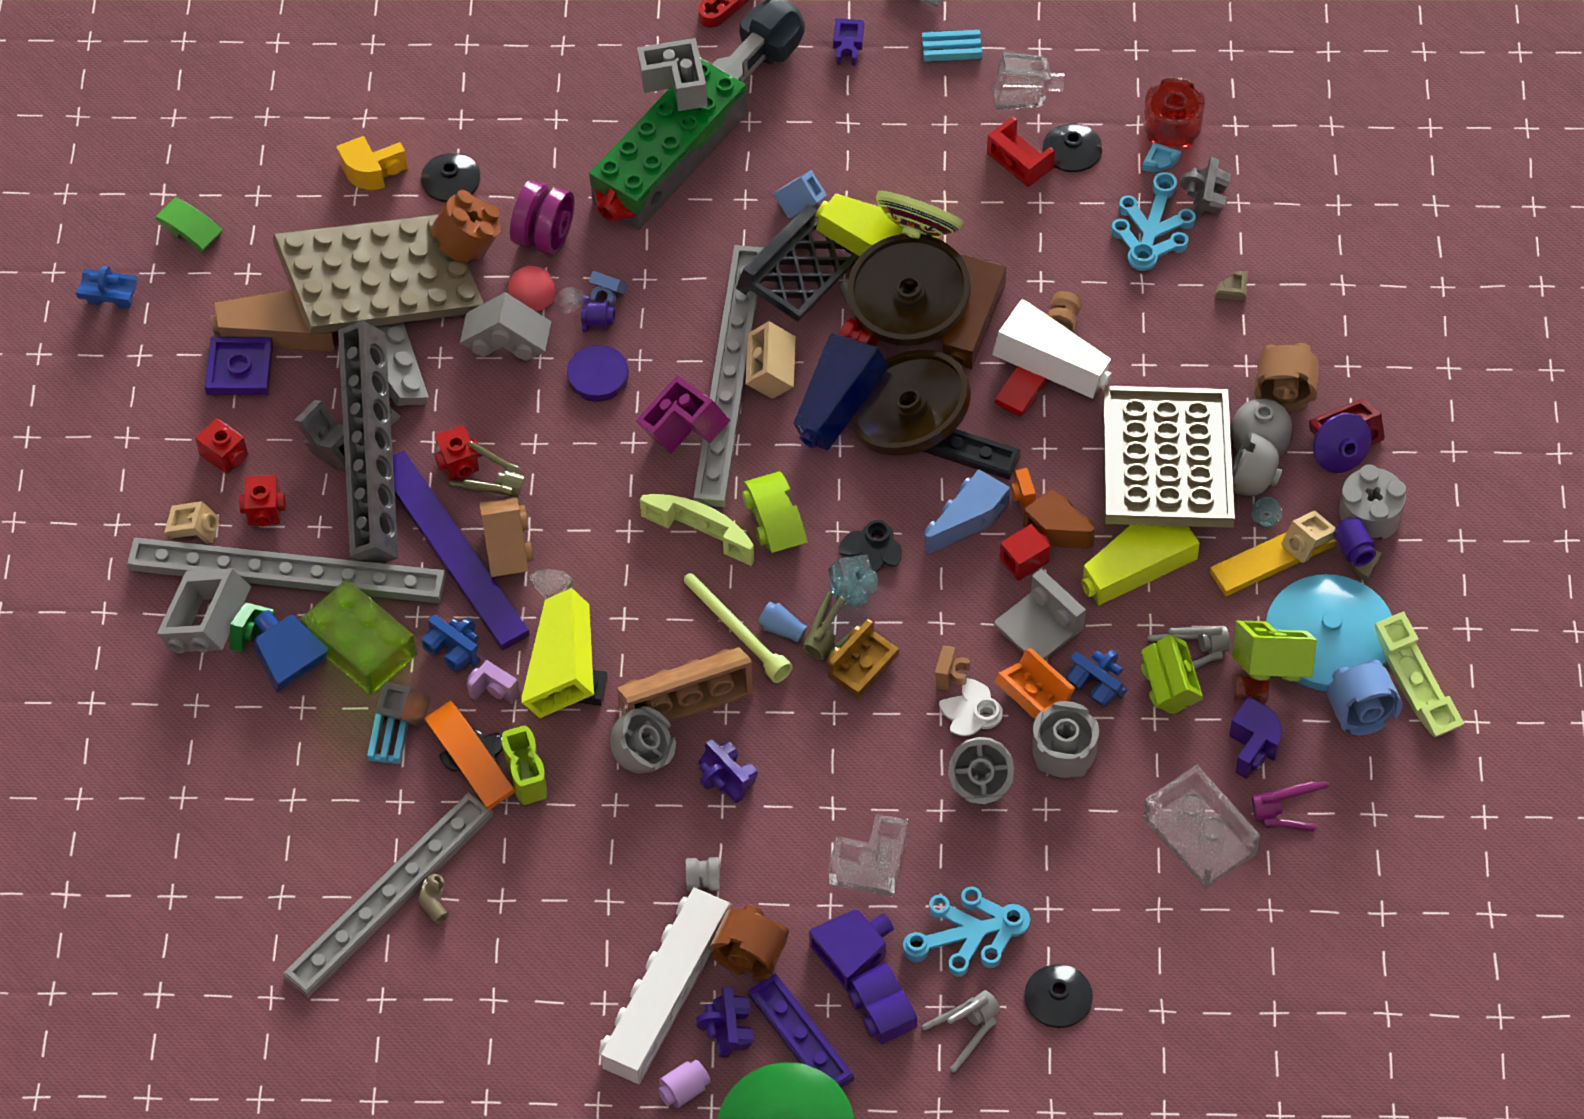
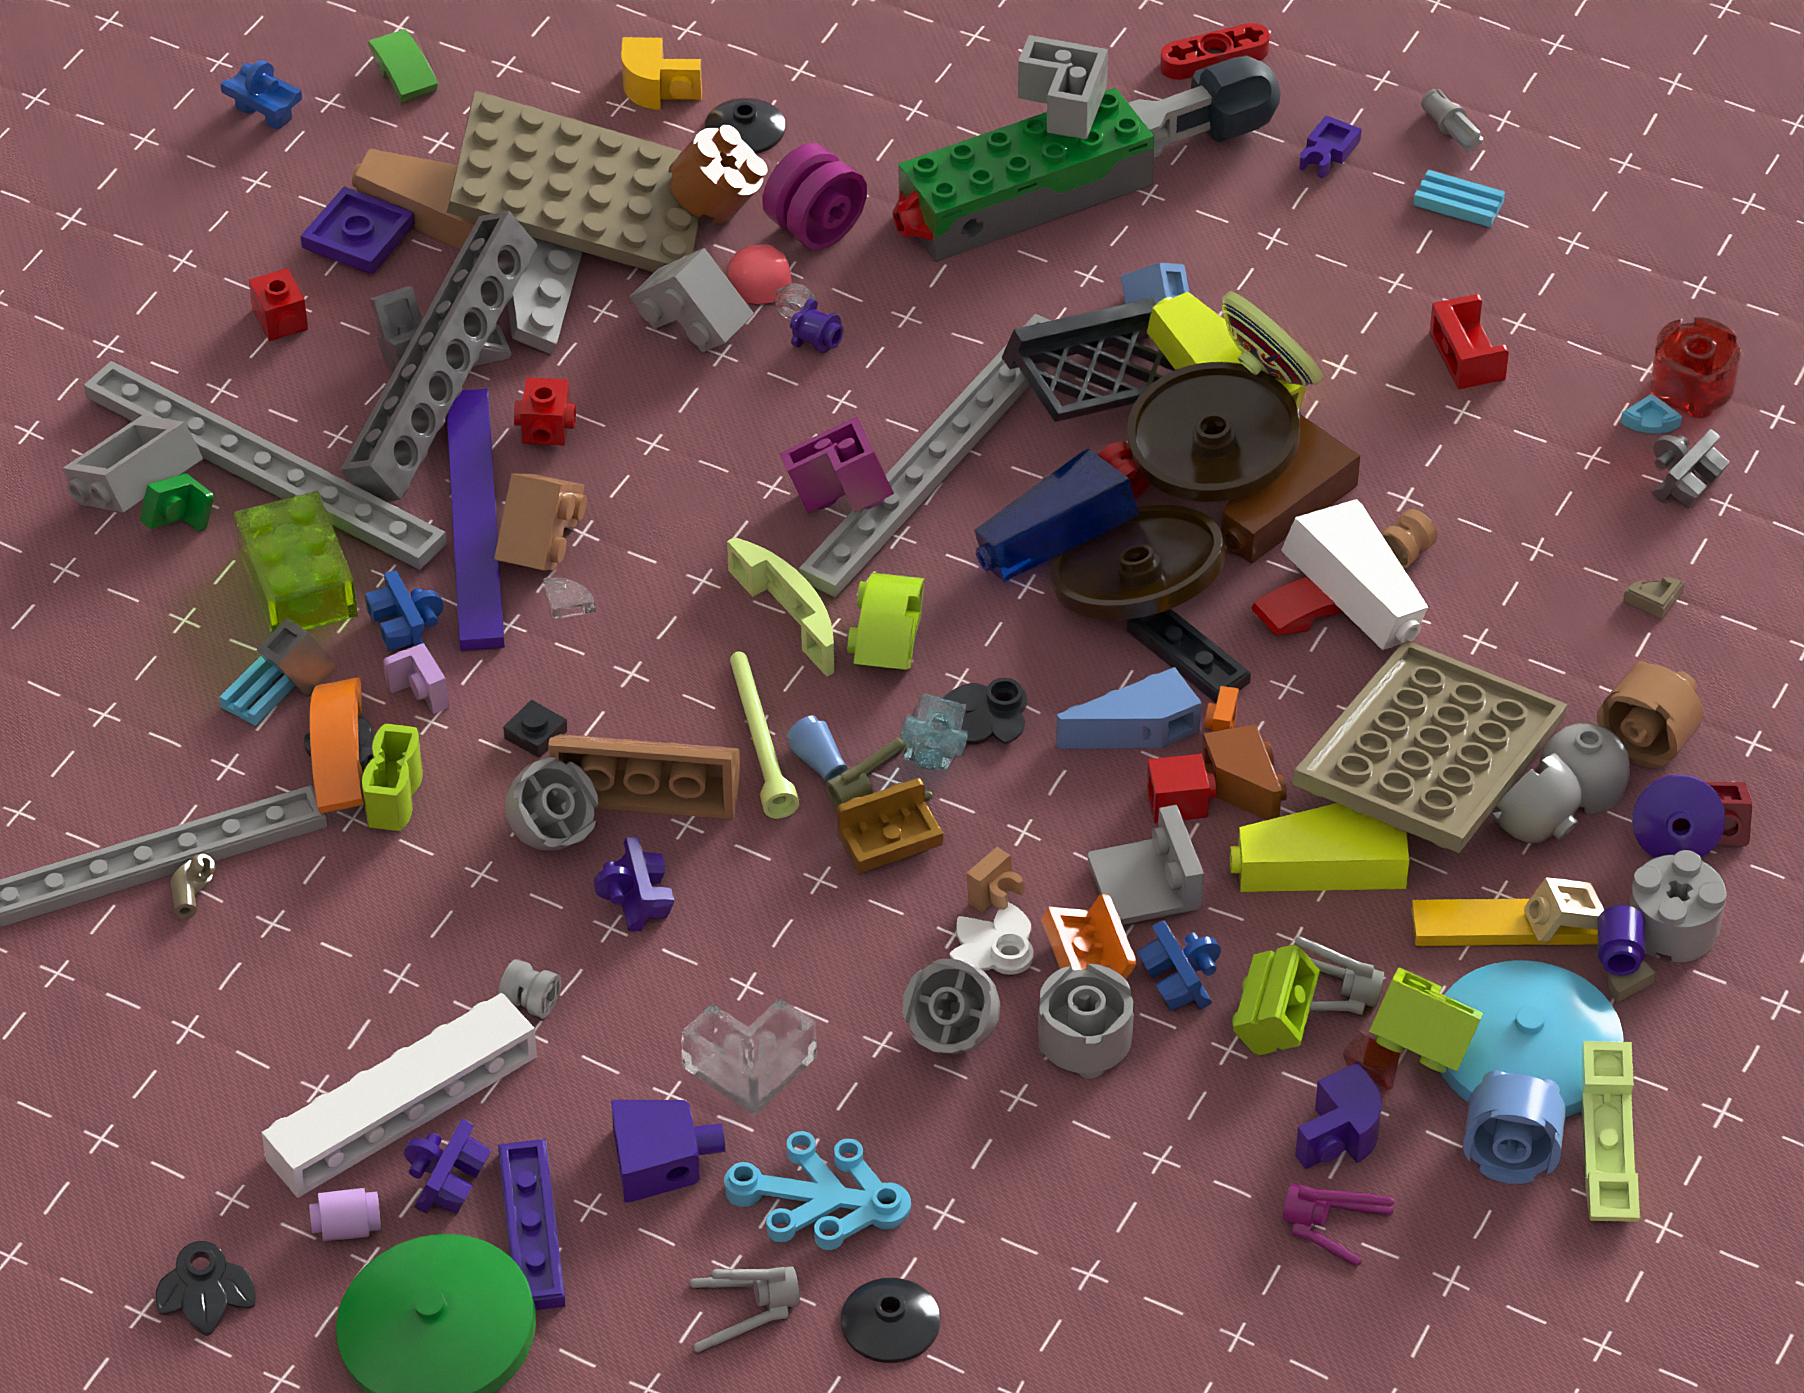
camera: 25 degrees right, 10 degrees down
(192, 520) = (194, 369): tan bracket -> none
(262, 500) = (283, 376): red brick -> none
(286, 649) = (201, 544): blue torso -> none
(506, 484) = (581, 466): olive plant -> none
(561, 656) = (517, 676): neon yellow slope -> none
(597, 373) = (778, 394): dark purple tile -> none
(606, 284) = (850, 302): medium blue tile -> none
(749, 942) = (528, 1082): dark orange brick -> none
(770, 360) = (994, 453): tan brick -> none
(882, 1003) = (654, 1228): dark purple brick -> none
(1024, 81) = (1521, 263): clear torso -> none
(1074, 147) = (1545, 365): black dish -> none
(1153, 227) = (1559, 514): medium azure plant -> none
(1201, 826) = (1198, 1191): clear brick -> none
(1266, 505) = (1530, 865): clear light blue plate -> none

